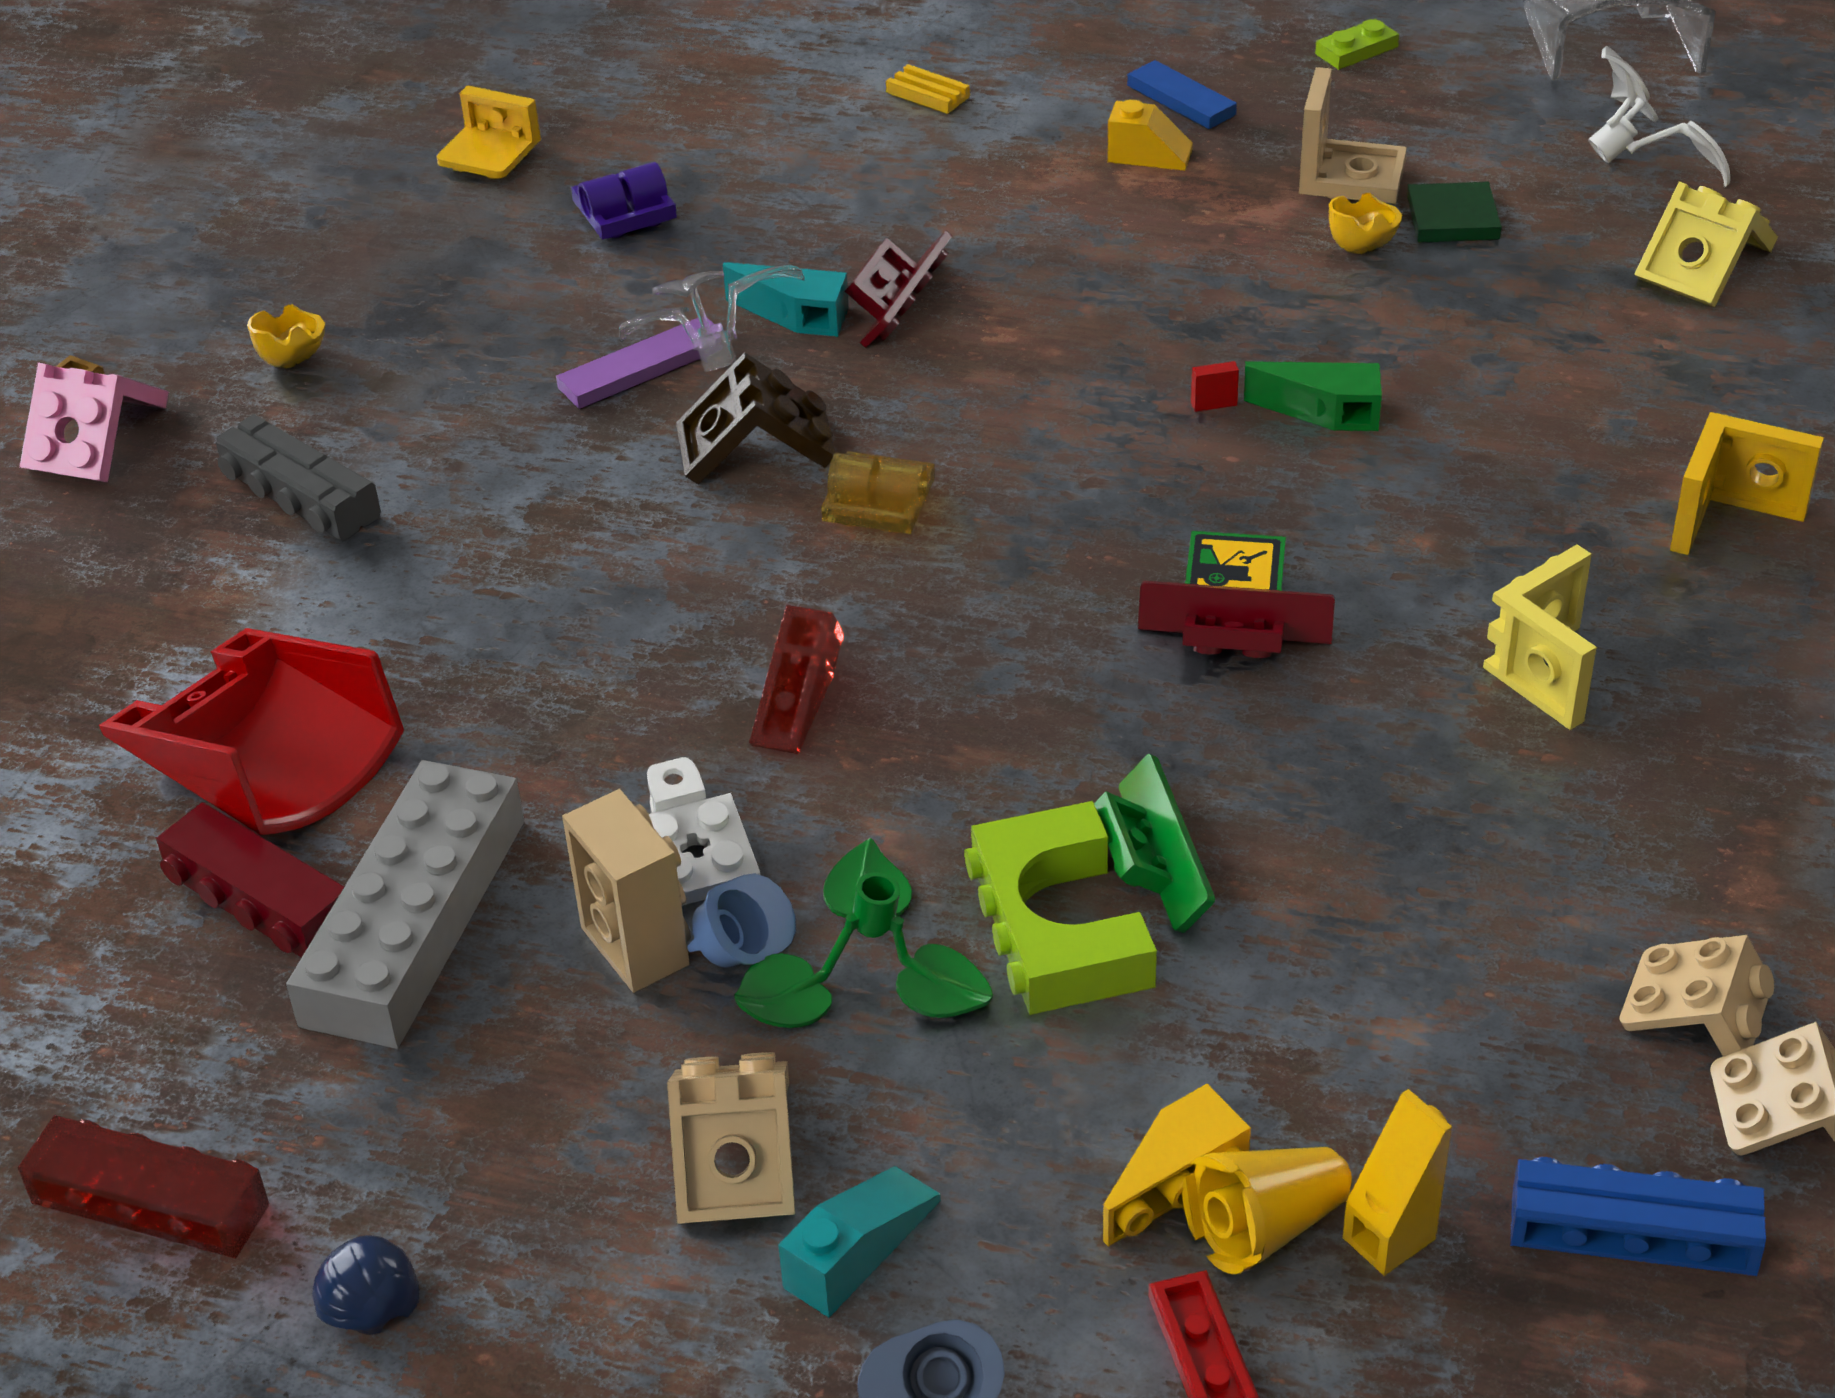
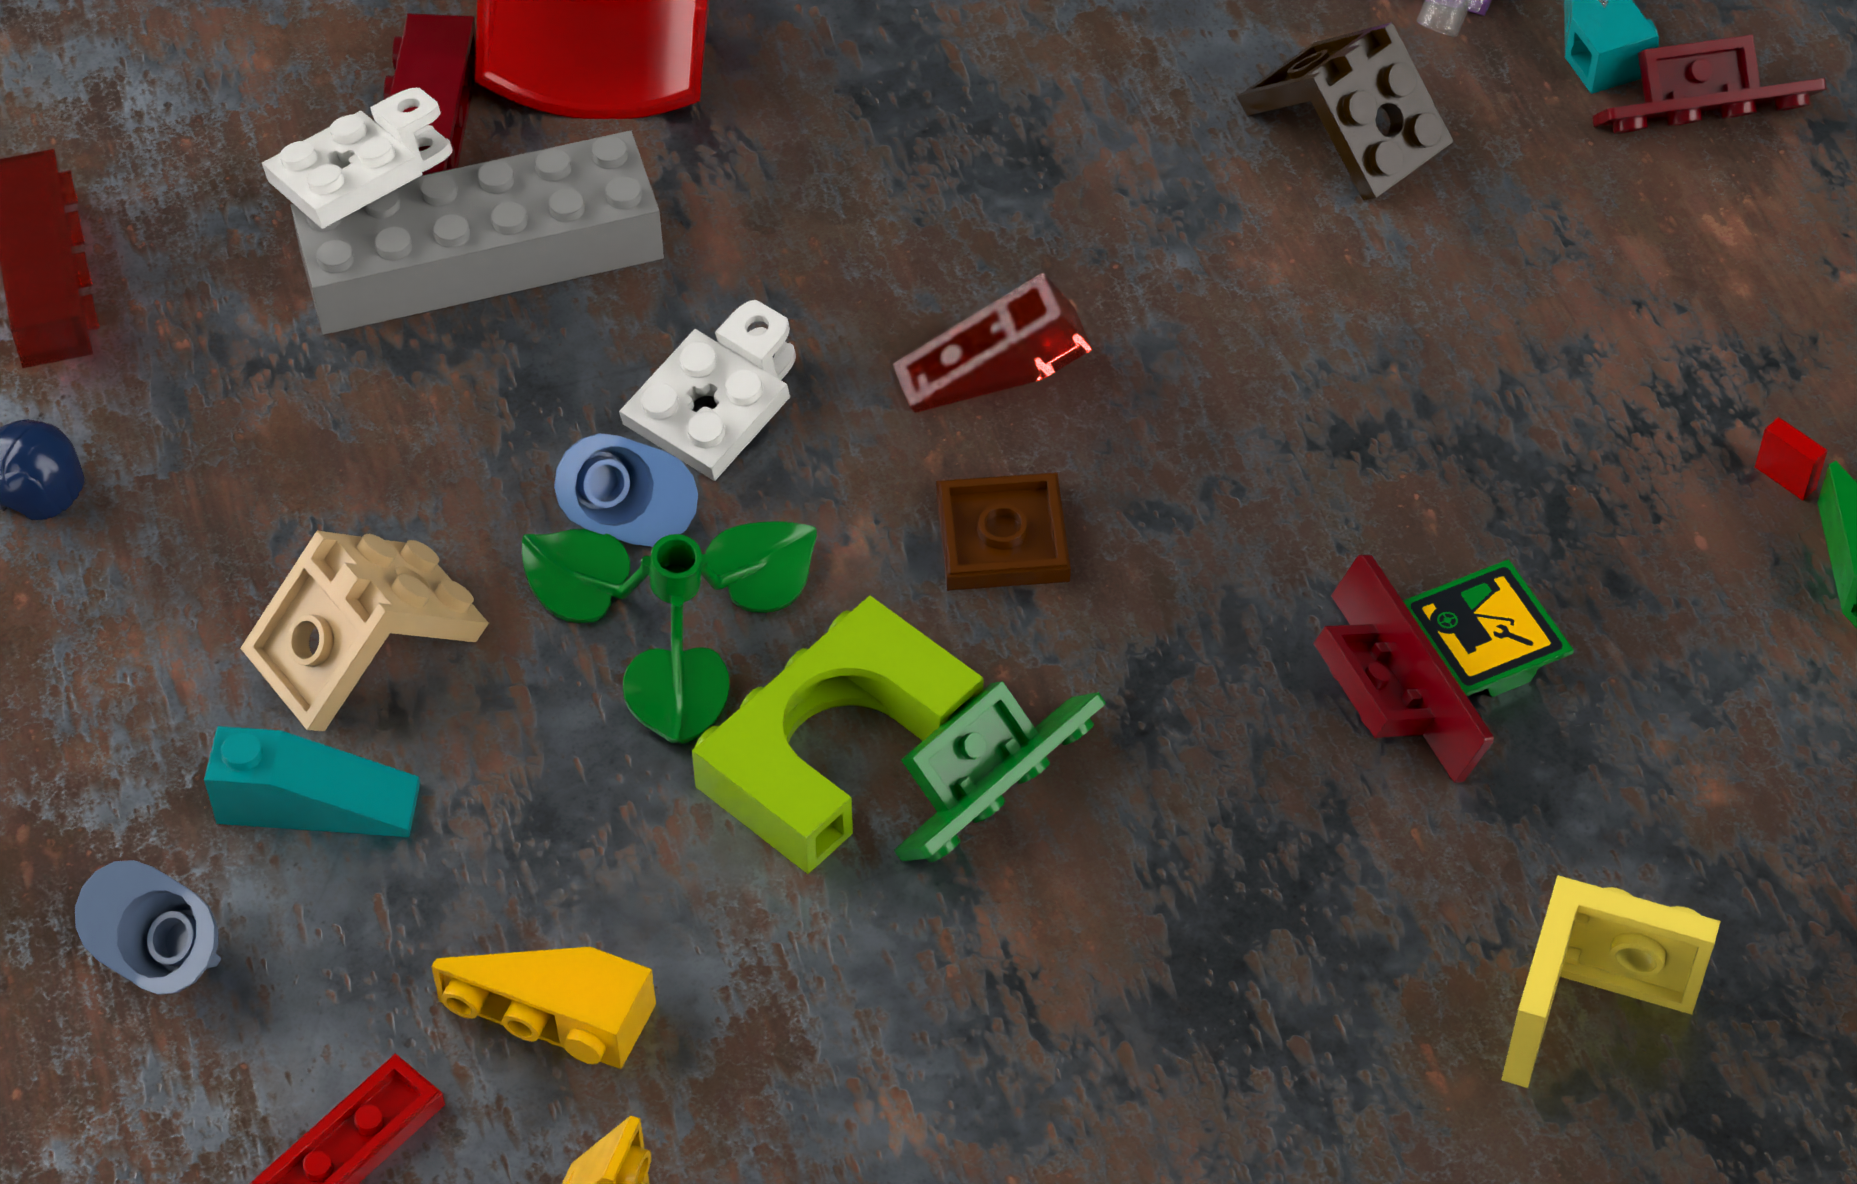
camera: 55 degrees right, 10 degrees up
(303, 894) = (360, 157): none -> white plate
(628, 889) = (556, 366): tan brick -> none
(876, 491) = (1343, 257): clear yellow plate -> none
(948, 754) = (1002, 531): none -> reddish brown tile
(1260, 1200) = (537, 1091): yellow cone -> none

